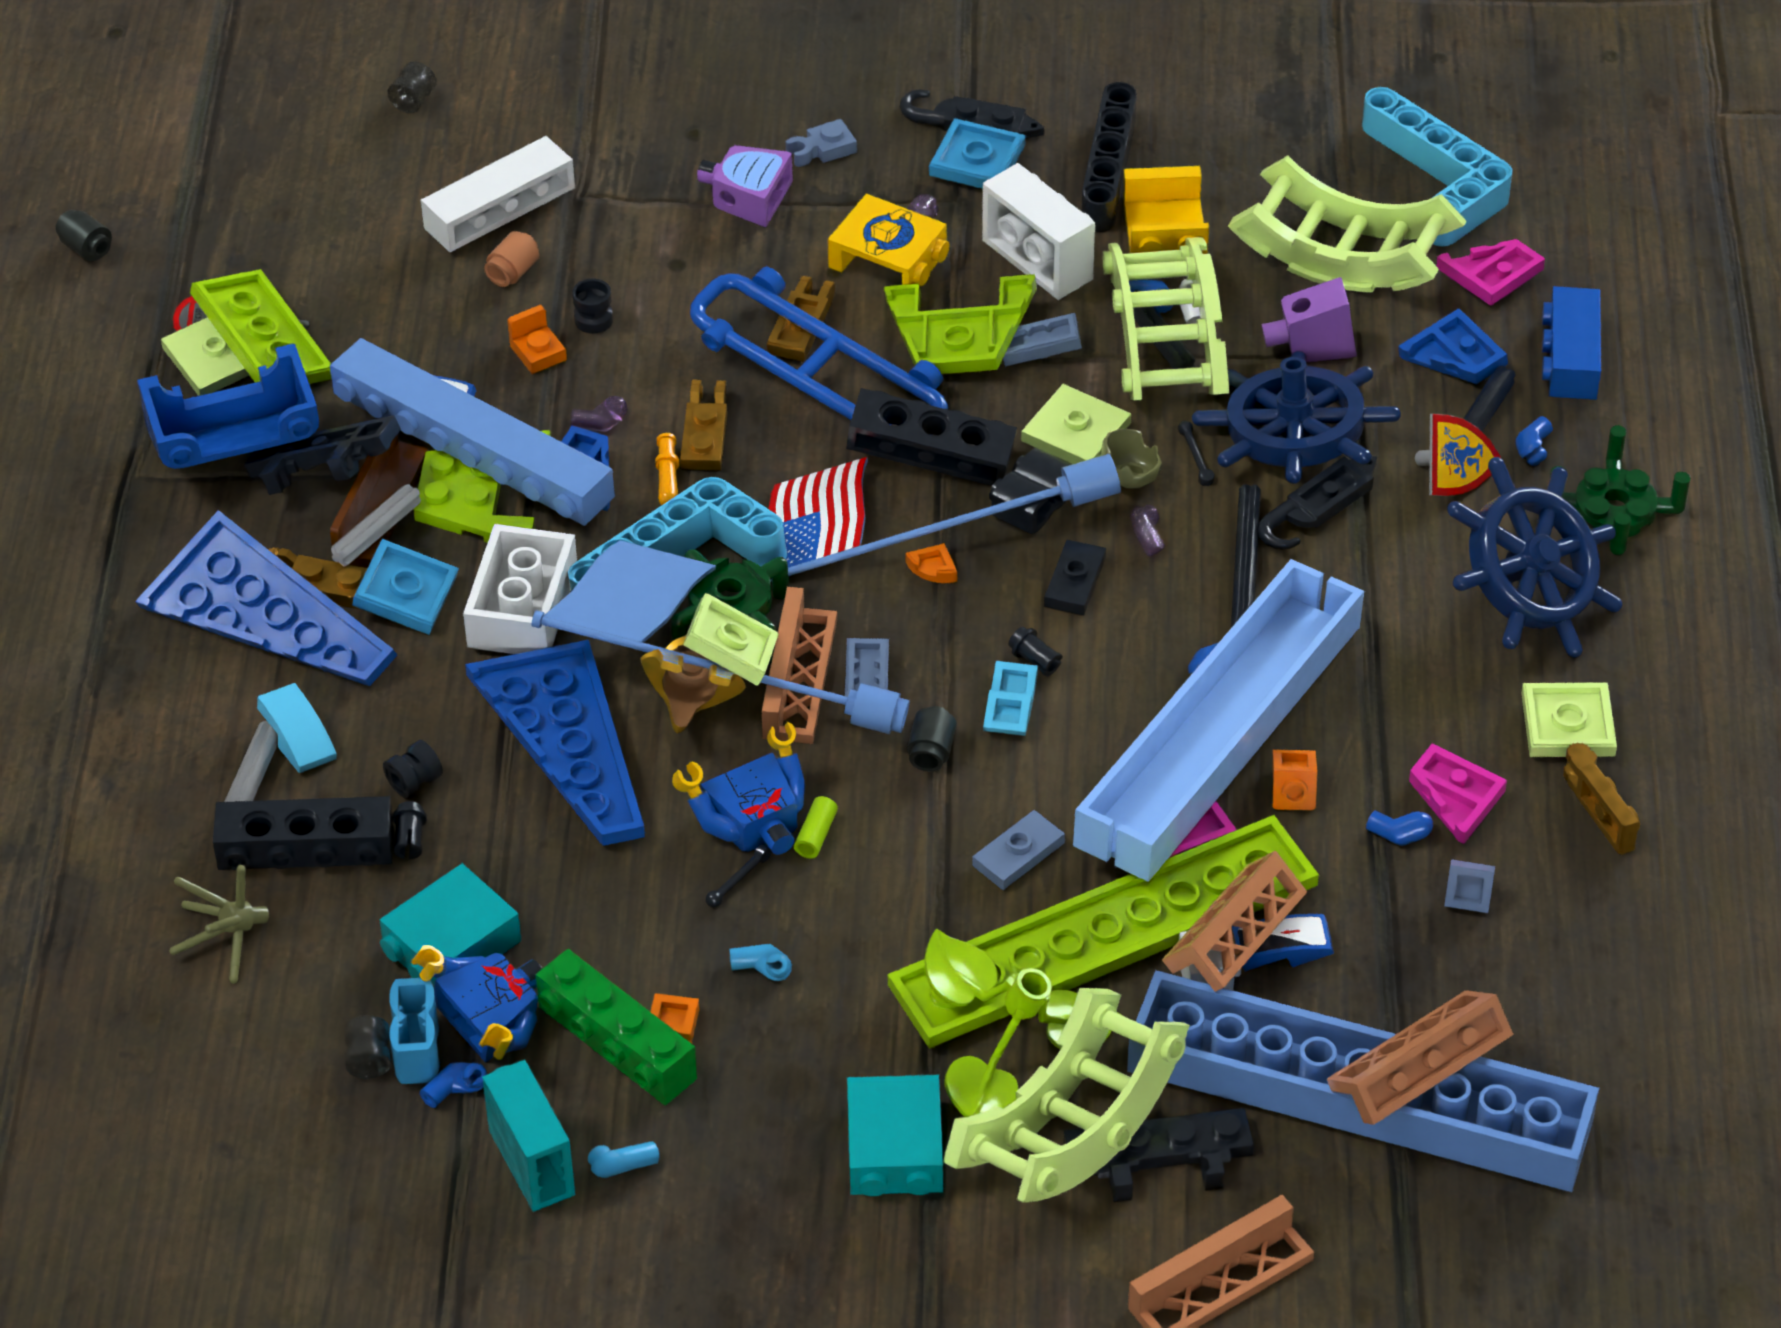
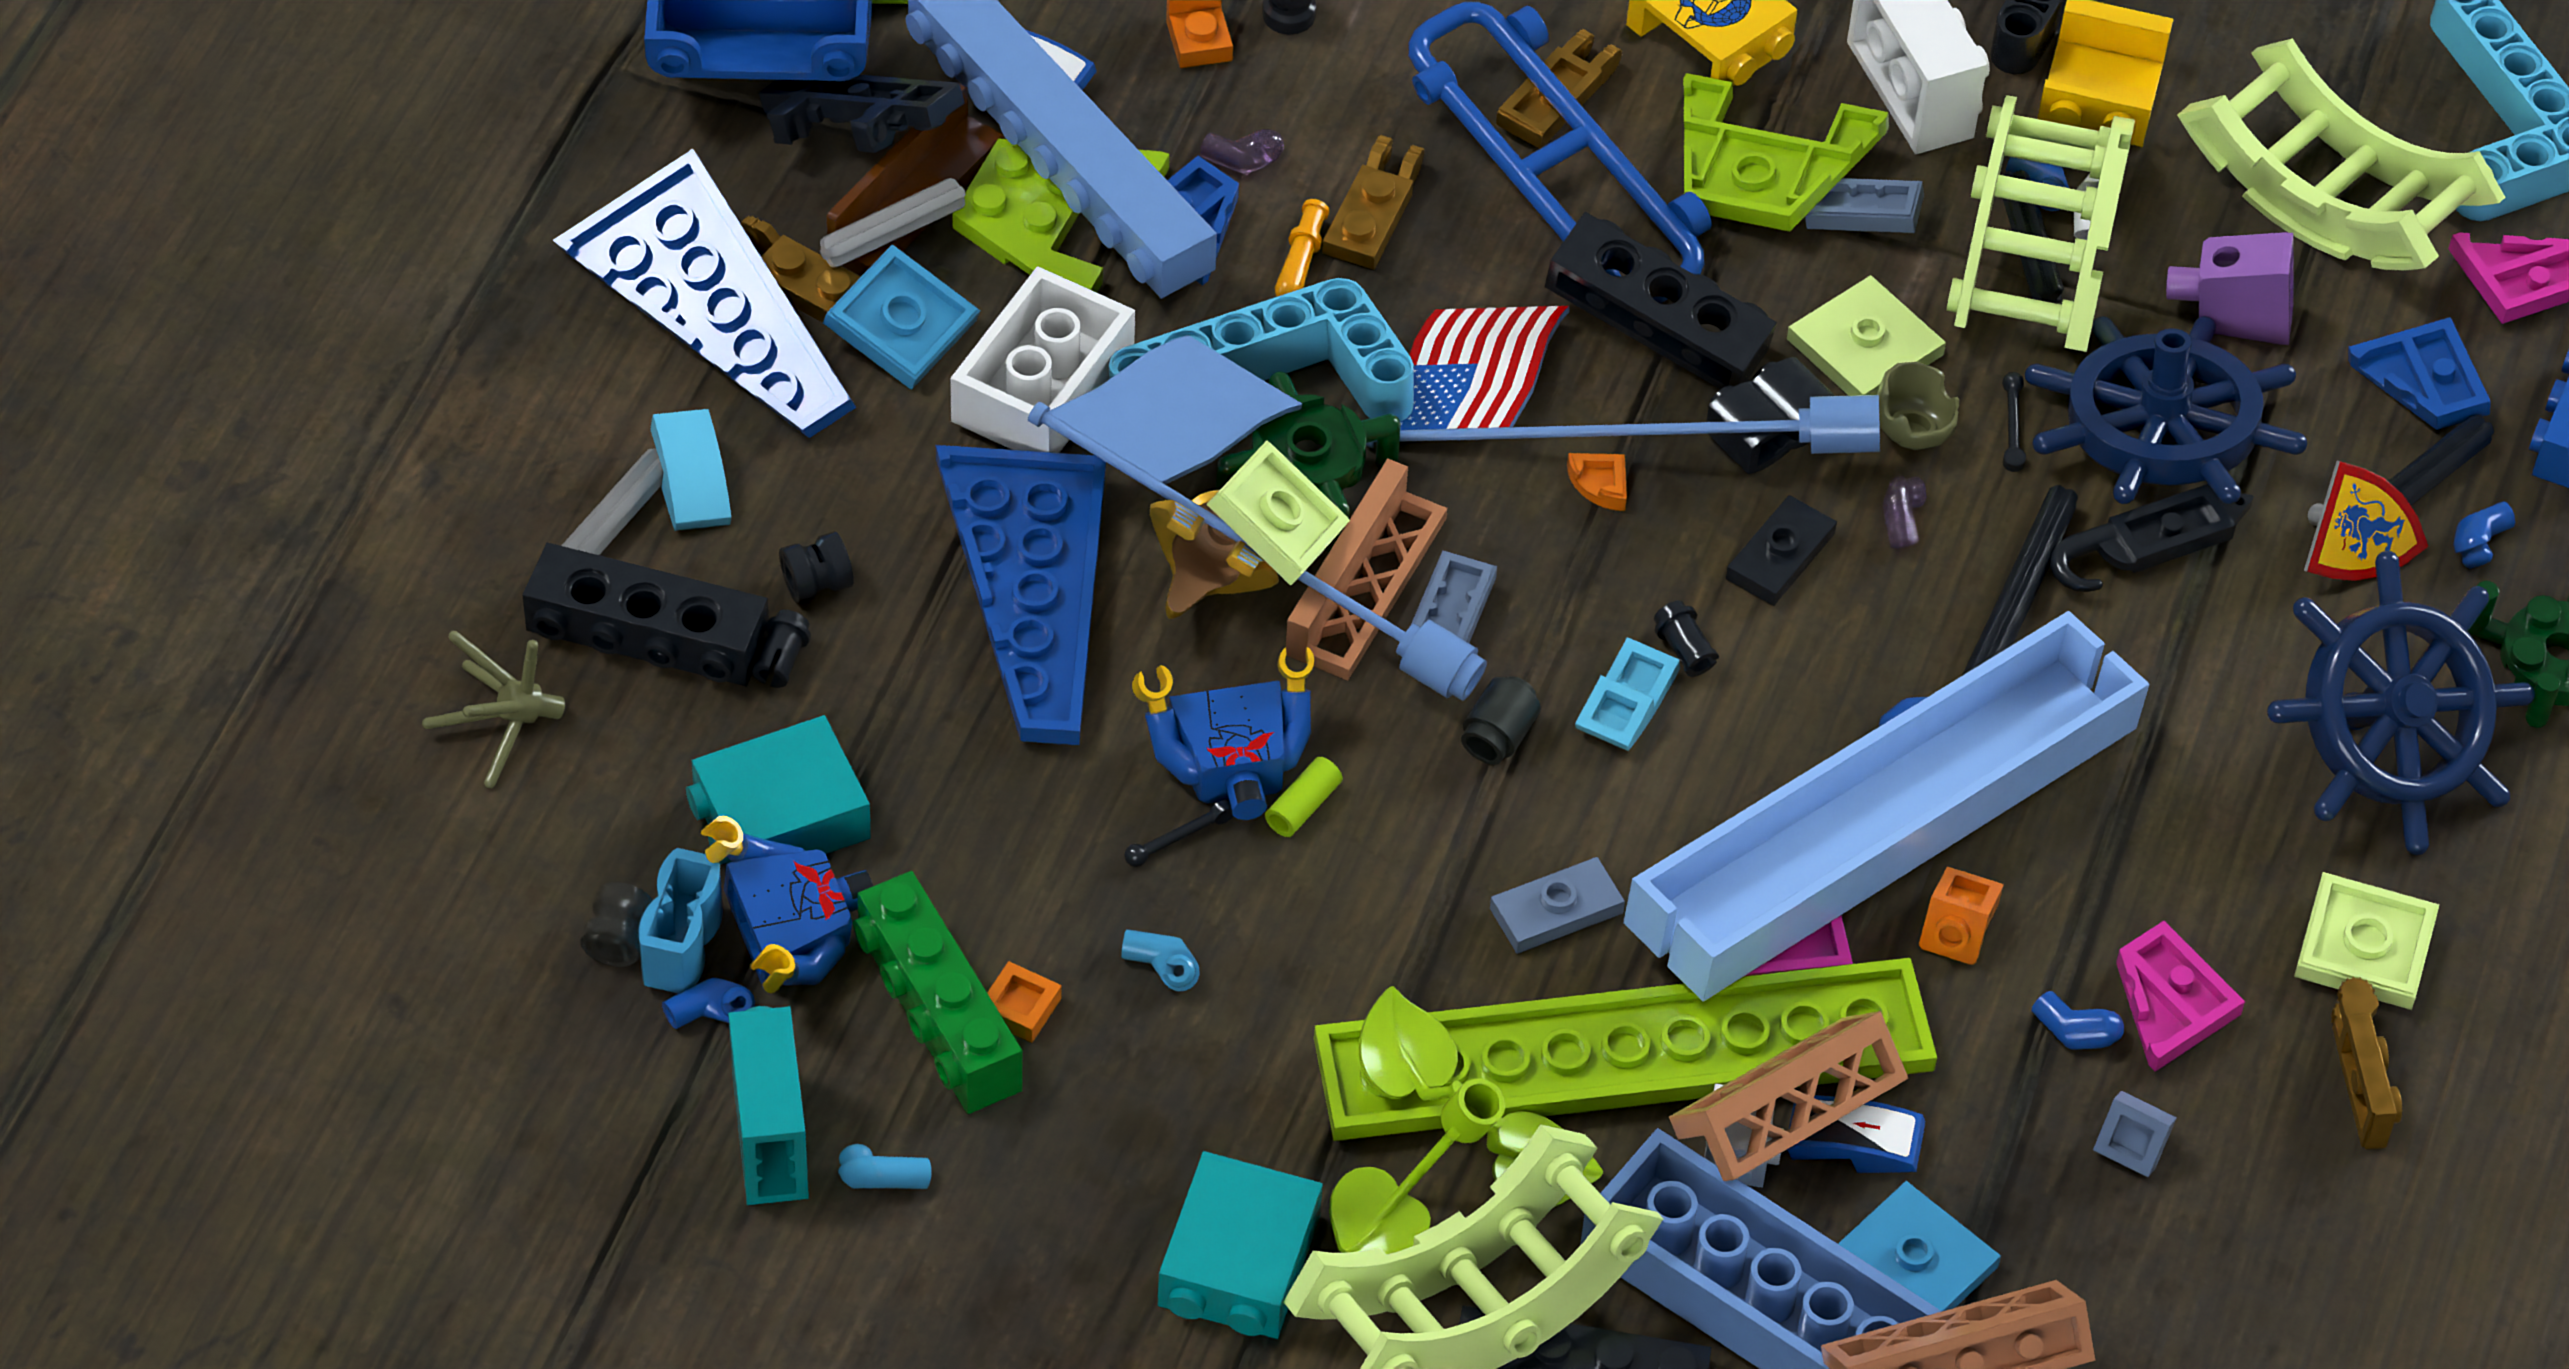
camera: 15 degrees right, 5 degrees up
(1360, 998) = (1922, 1248): none -> dark azure plate

